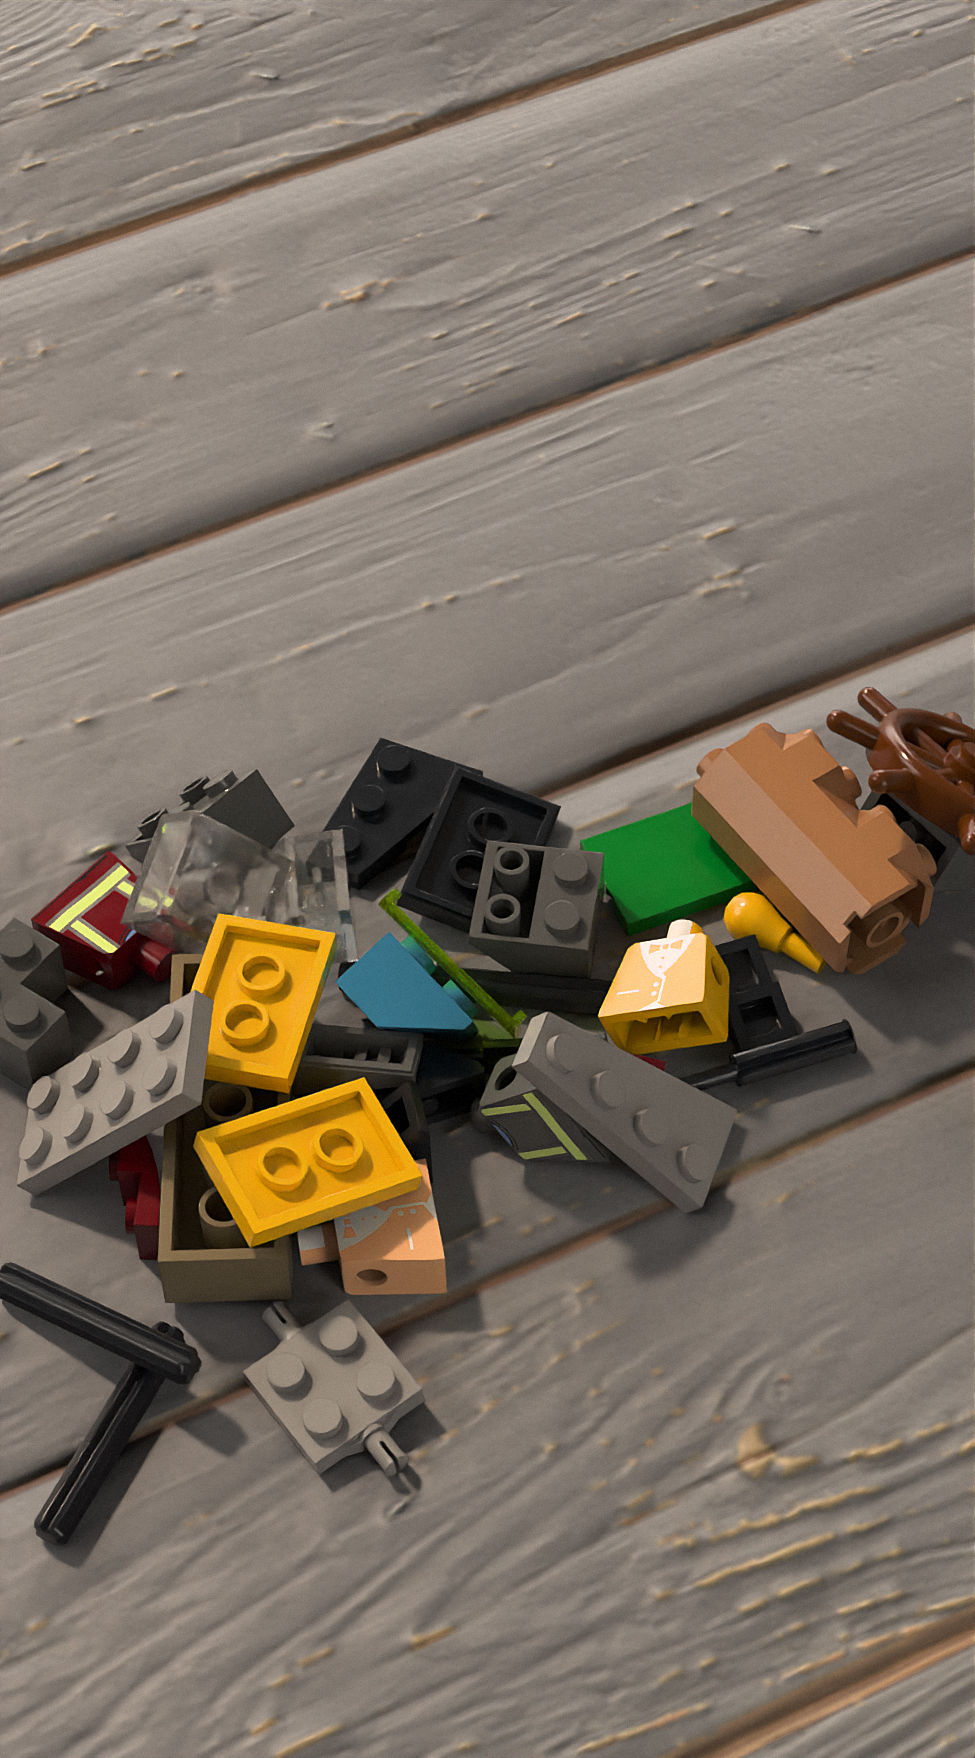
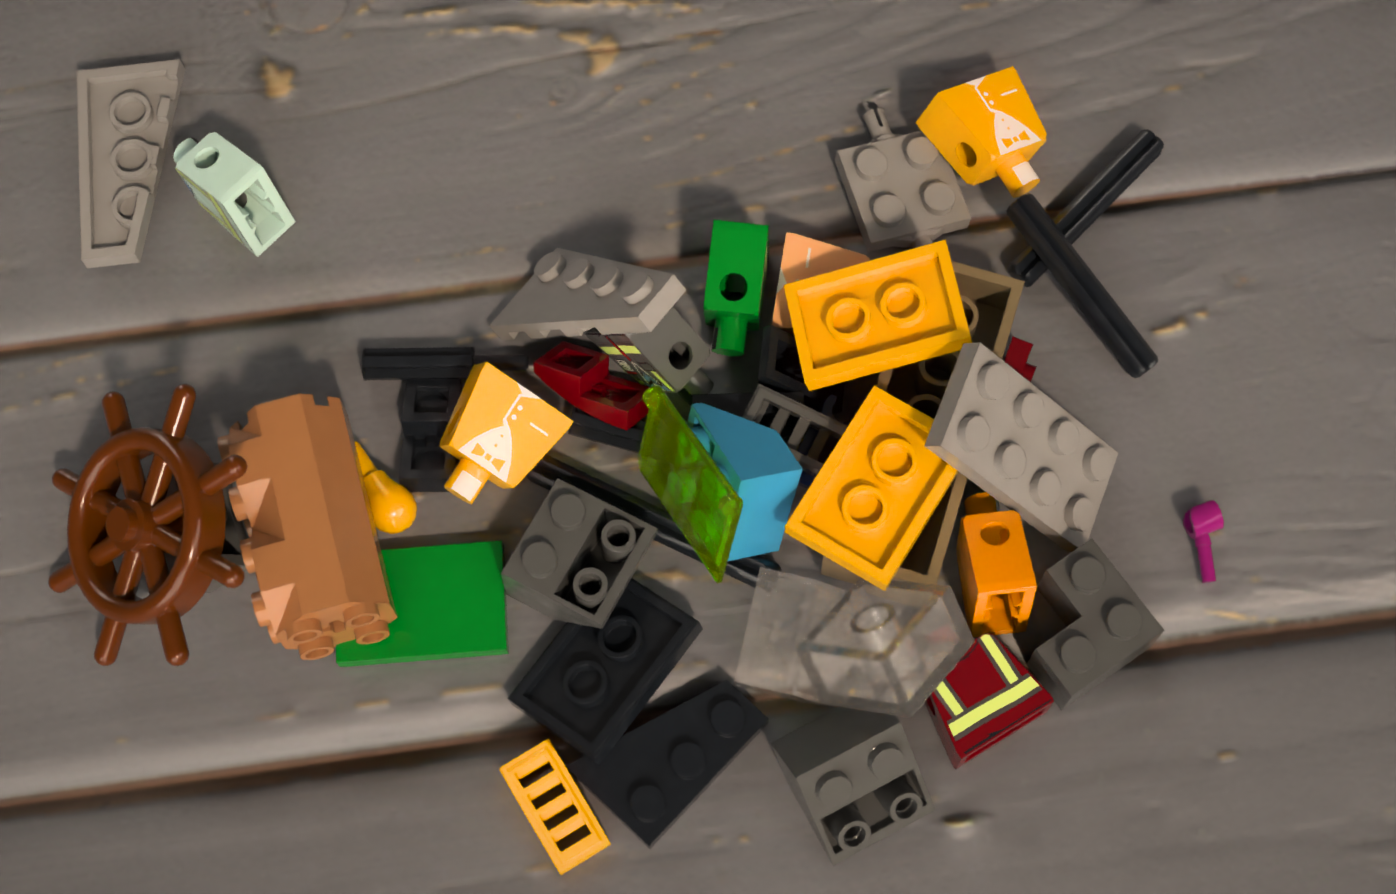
camera: 160 degrees left, 20 degrees up
(109, 991) = (994, 568): none -> light orange torso
(249, 1455) = (987, 130): none -> yellow torso
(483, 1178) = (735, 267): none -> green torso
(519, 746) = (525, 765): none -> yellow slope

